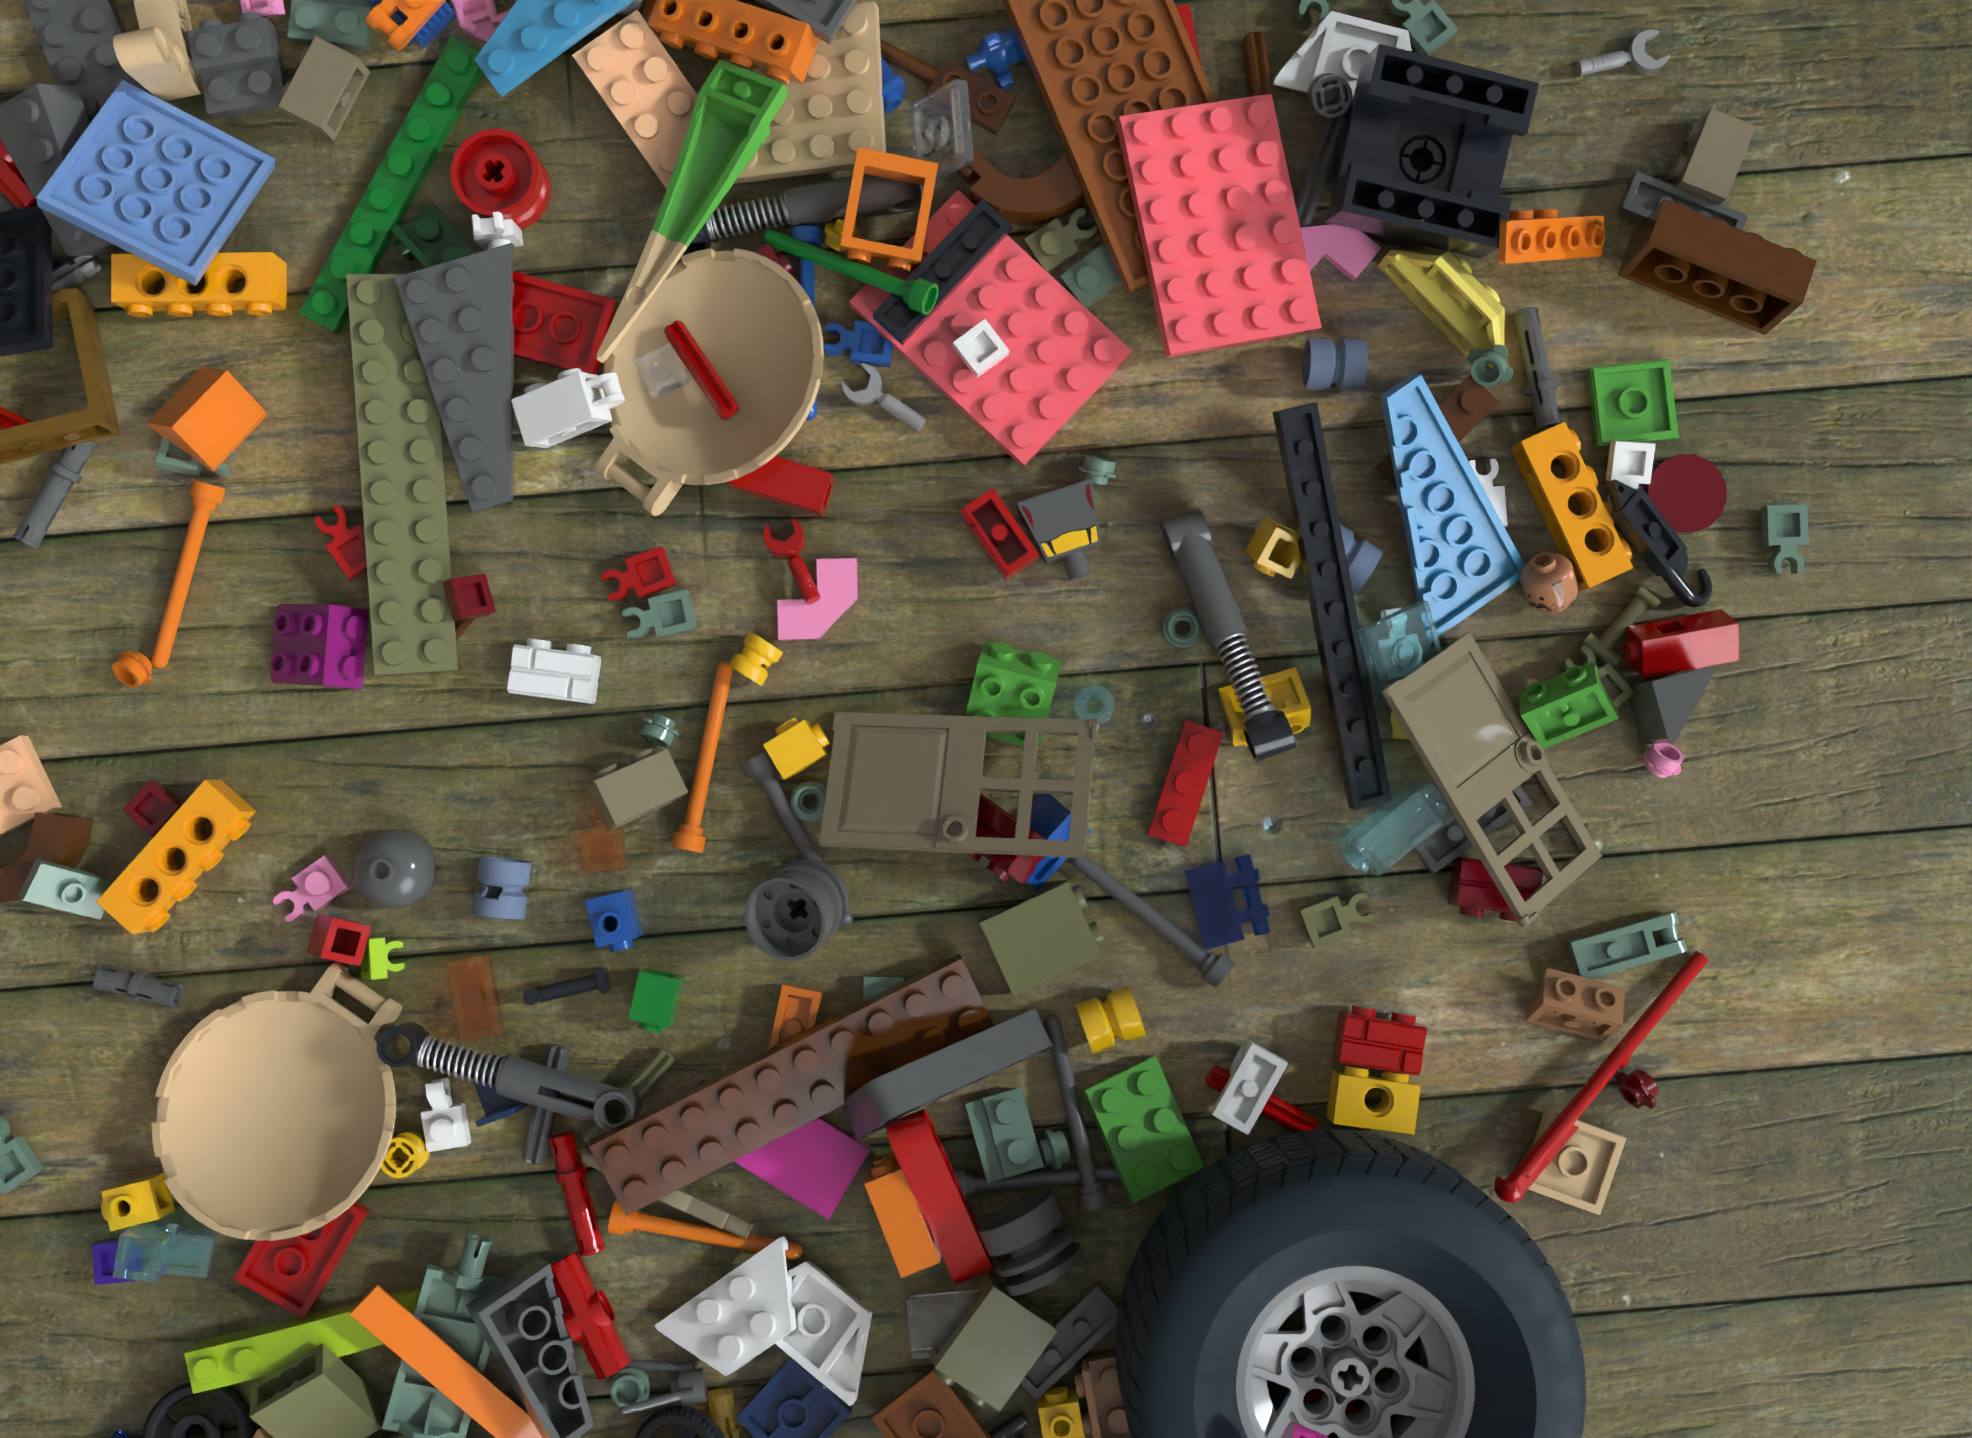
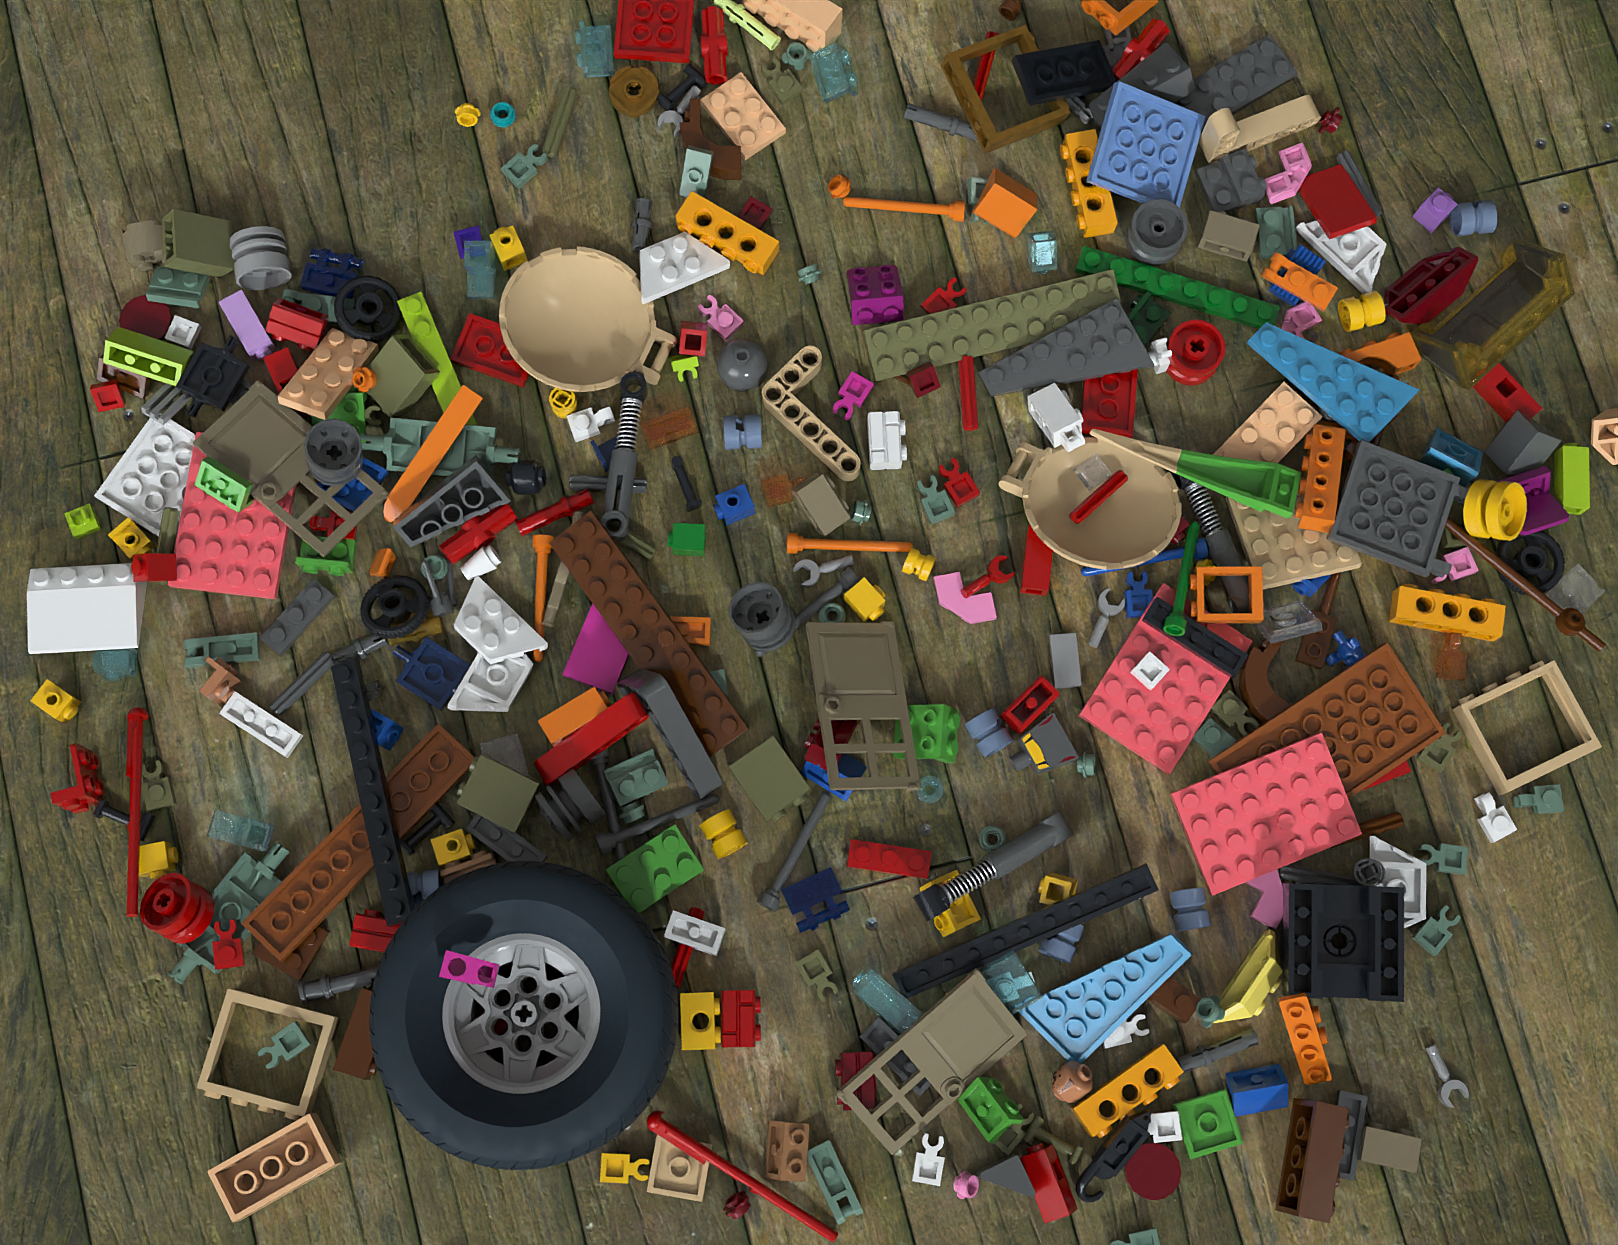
camera: 75 degrees right, 10 degrees down
(214, 944) = (676, 264): none -> white wing
(267, 740) = (809, 274): none -> sand green plate
(297, 377) = (1042, 251): none -> clear light blue brick
(298, 195) = (1156, 232): none -> dark grey wheel
(470, 705) = (854, 392): none -> dark pink plate
(498, 787) = (806, 418): none -> tan beam
(503, 533) = (968, 393): none -> red axle
(514, 1229) = (526, 477): none -> black head
(635, 1316) = (481, 562): none -> white cone
(734, 799) = (825, 567): none -> light grey piece
(938, 470) = (1065, 660): none -> light grey tile
(1028, 603) = (989, 733): none -> sand blue wheel
(1559, 1243) = (617, 1168): none -> yellow plate
(1598, 322) = (1257, 1089): none -> blue panel
(1625, 806) = (928, 1165): none -> white plate

